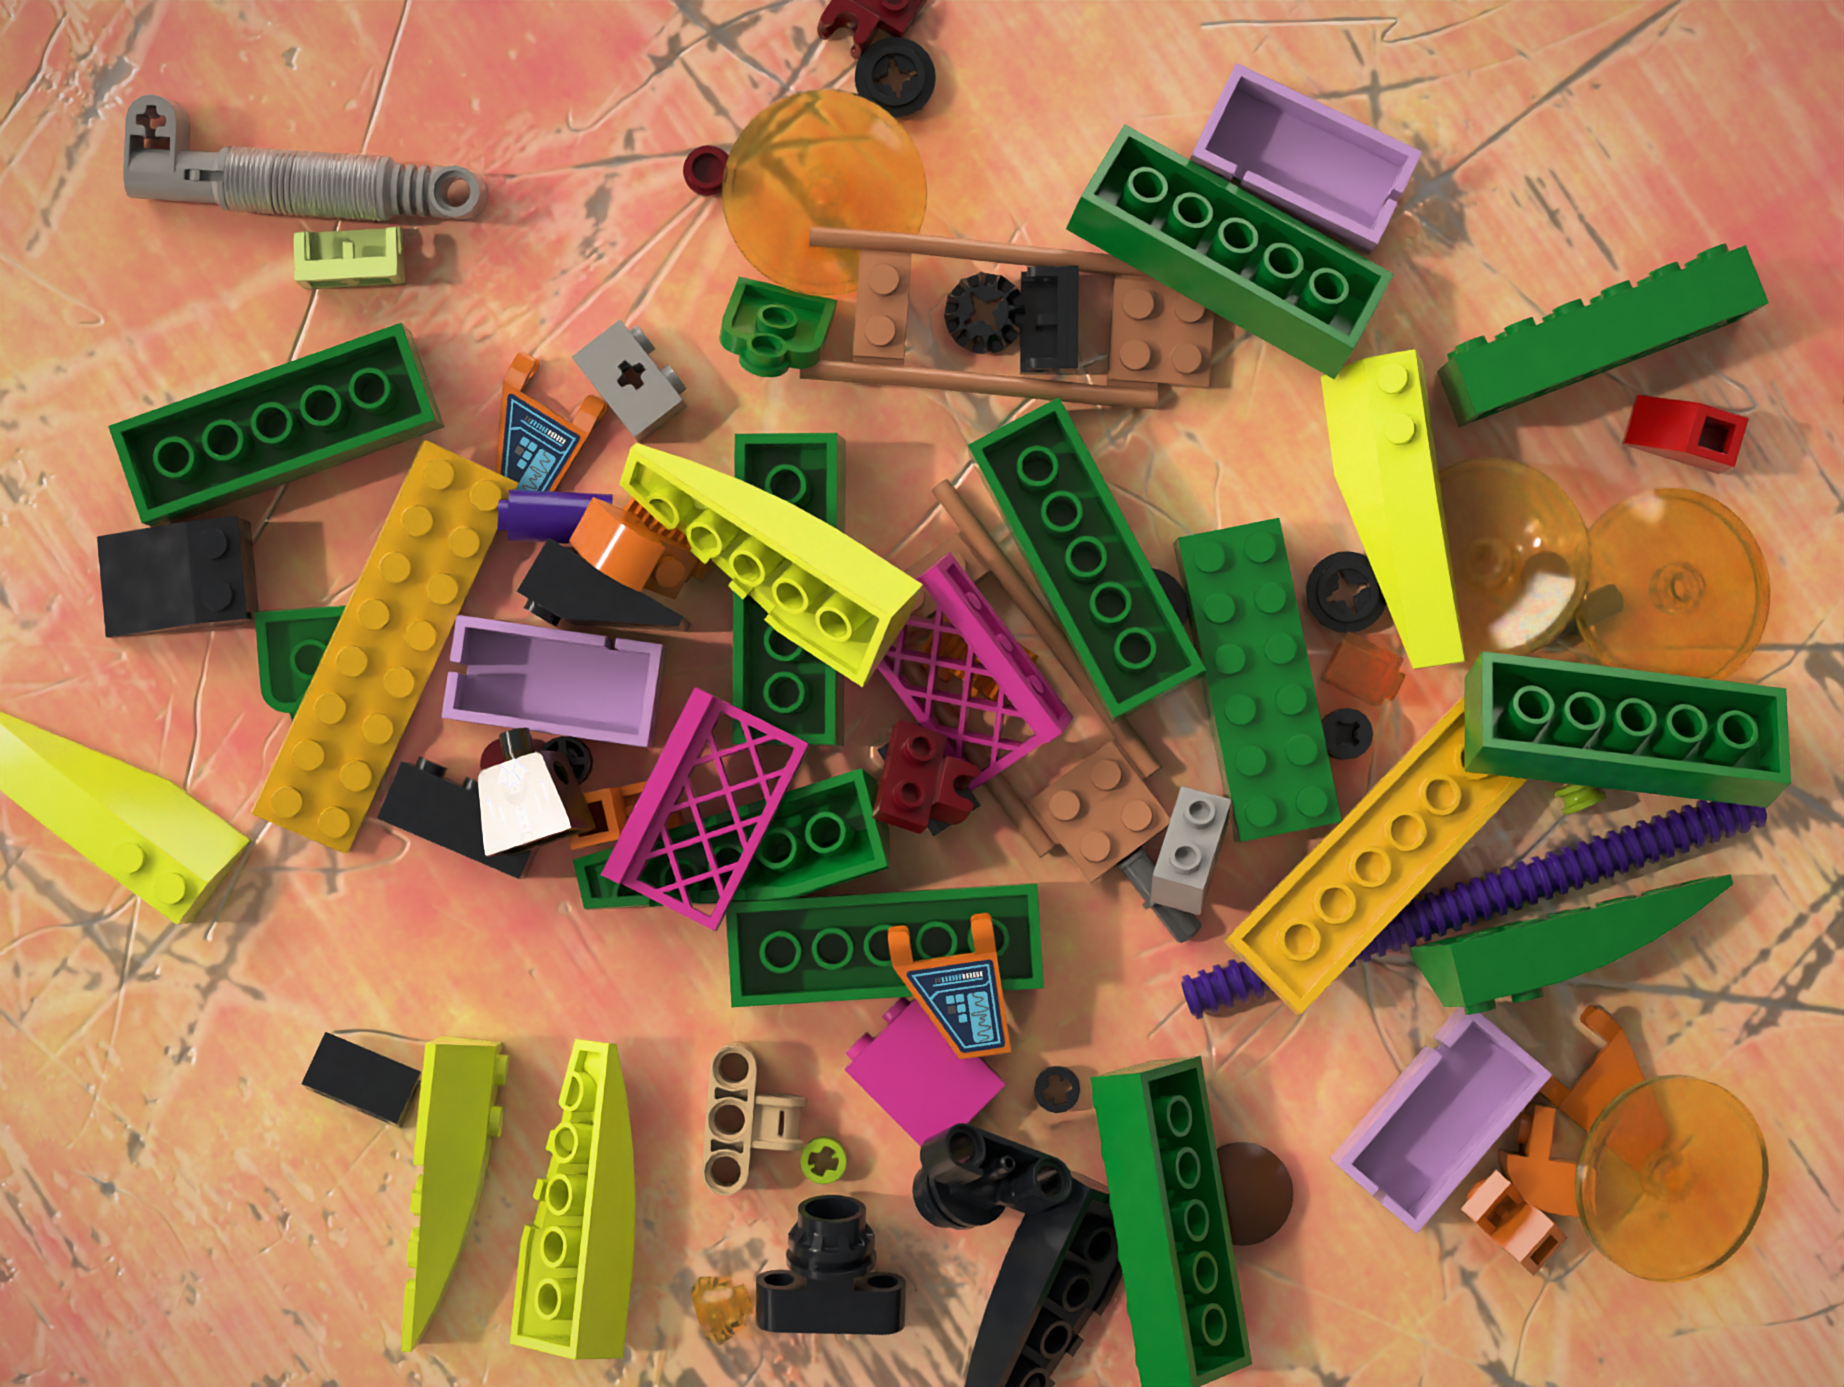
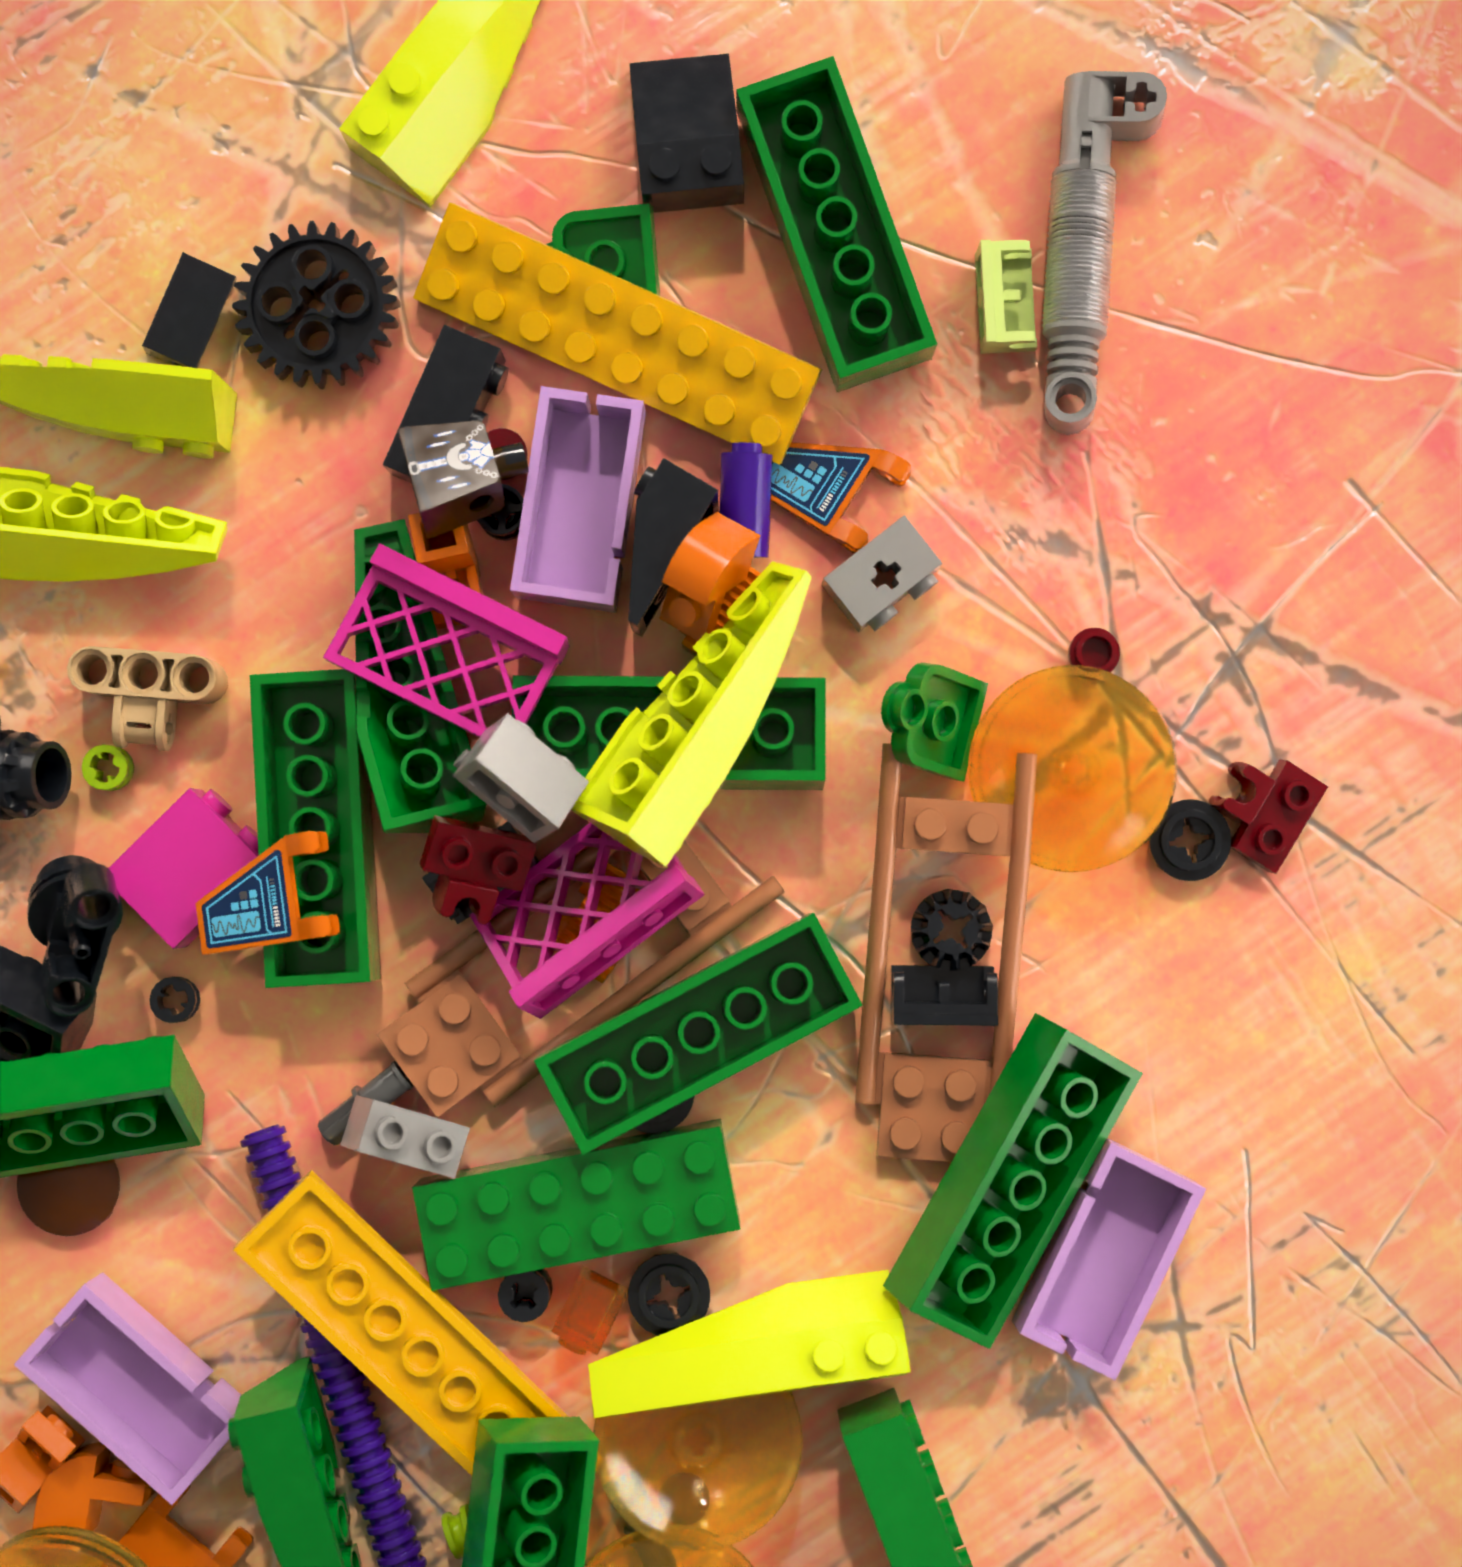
camera: 90 degrees right, 0 degrees up
(324, 986) = (283, 275): none -> black gear
(835, 729) = (520, 777): none -> brick

